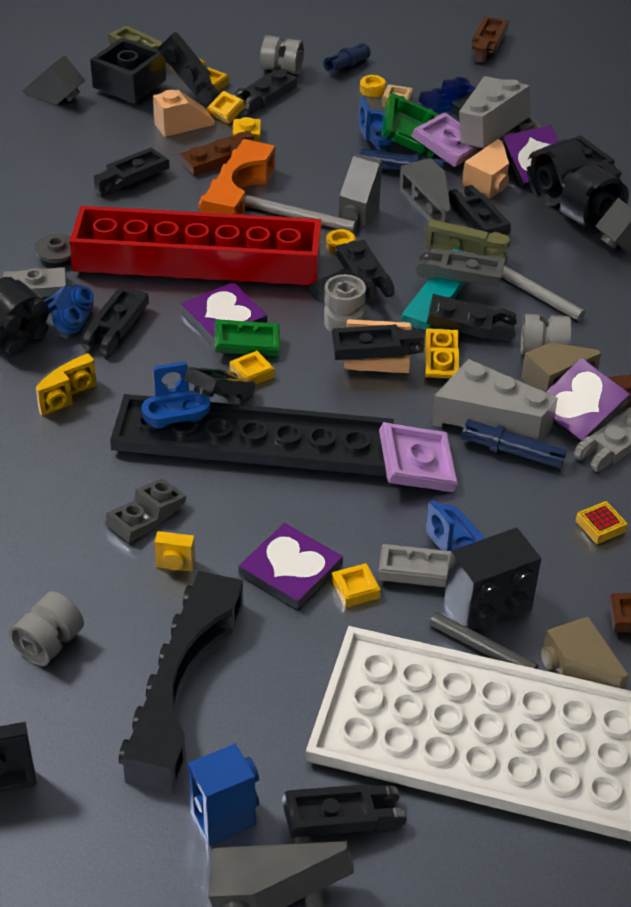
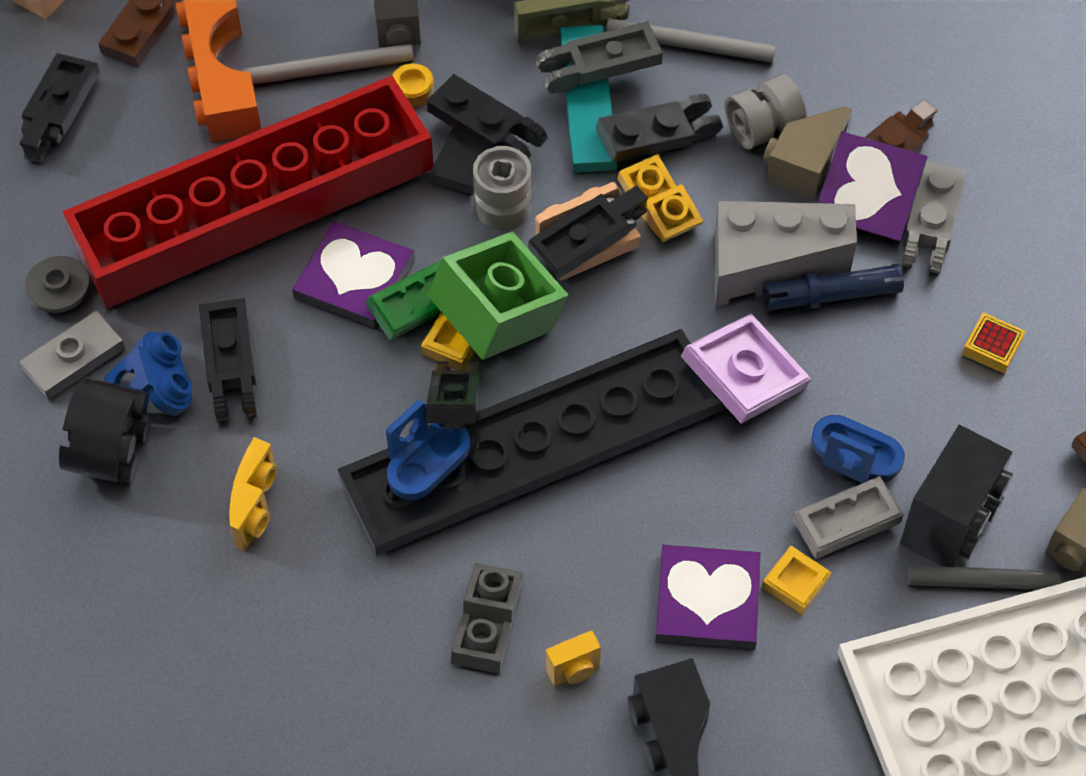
camera: 30 degrees left, 15 degrees up
(290, 348) = (497, 295): none -> bright green brick

